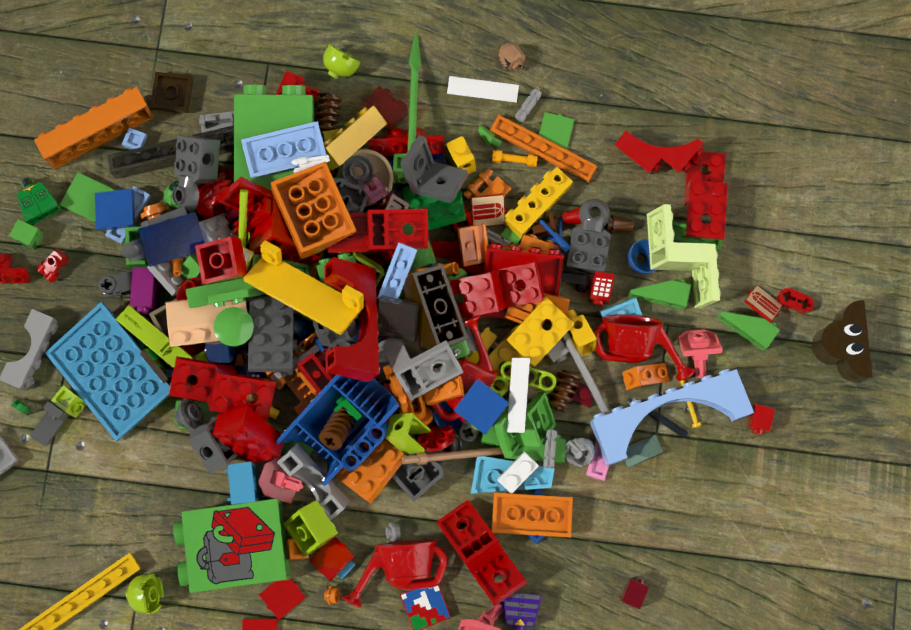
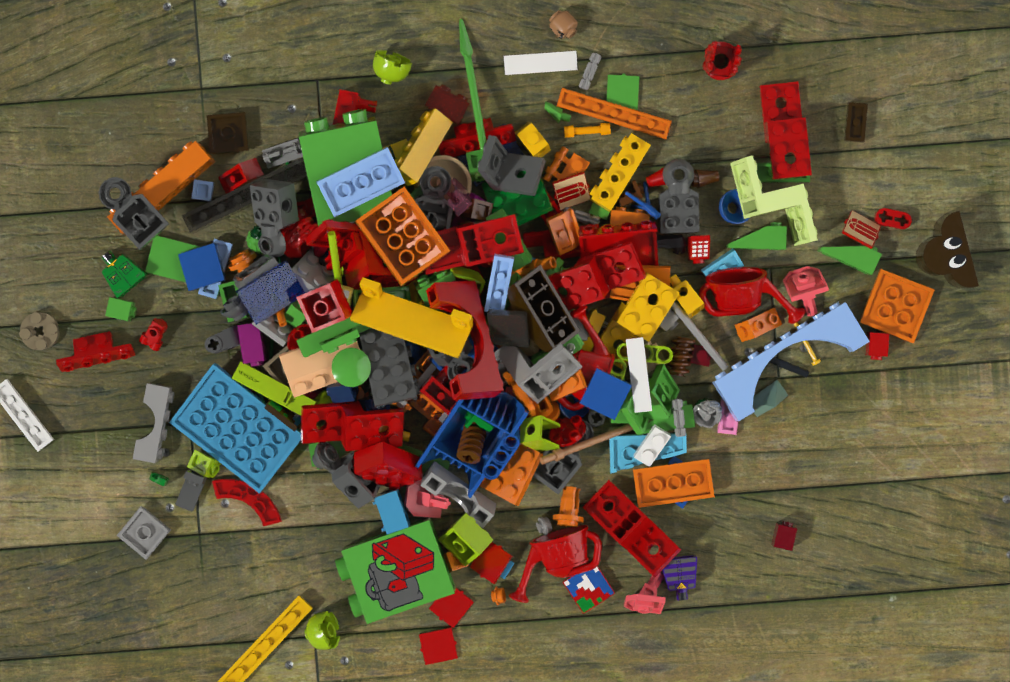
camera: 10 degrees left, 10 degrees up
(58, 138) = (133, 213): none -> dark grey brick
(99, 436) = (242, 491): none -> red tile
(172, 128) = (241, 175): none -> red slope
(305, 163) = (388, 190): white piece -> none
(327, 111) = (390, 123): reddish brown piece -> none
(422, 518) = (569, 508): none -> orange piece
(650, 156) = (722, 101): red arch -> none
(667, 114) = (733, 58): none -> red piece
(774, 202) = (856, 122): none -> dark brown plate
(786, 385) = (896, 306): none -> orange plate

